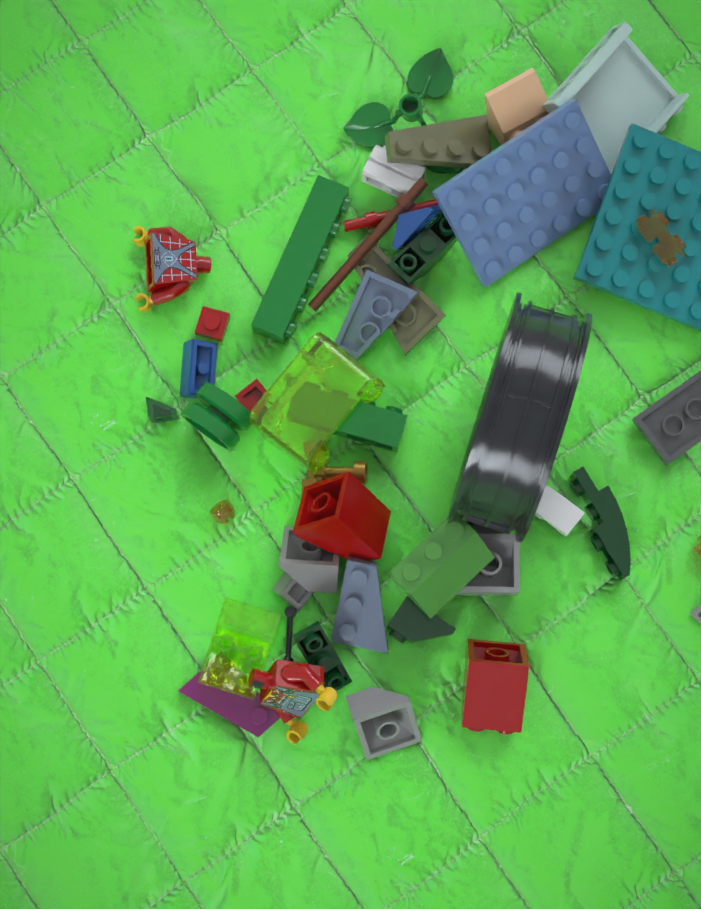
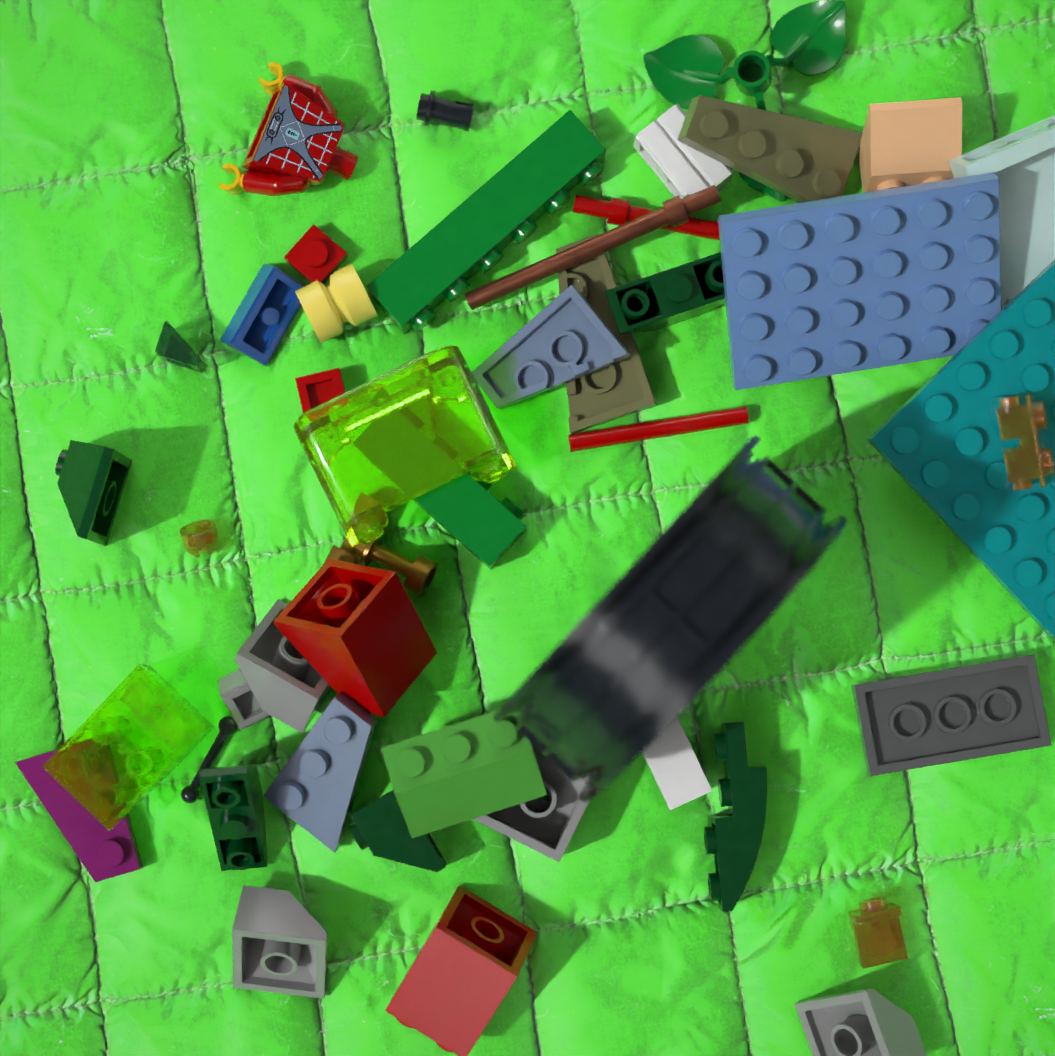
camera: 25 degrees right, 5 degrees up
(146, 508) = (92, 487): none -> dark green slope
(215, 419) = (253, 398): green wheel -> none
(235, 346) = (336, 303): none -> light yellow wheel
(246, 209) = (444, 111): none -> black pin
(291, 691) = (169, 845): torso -> none
(412, 224) = (670, 248): blue slope -> none
(452, 329) = (658, 429): none -> red bar

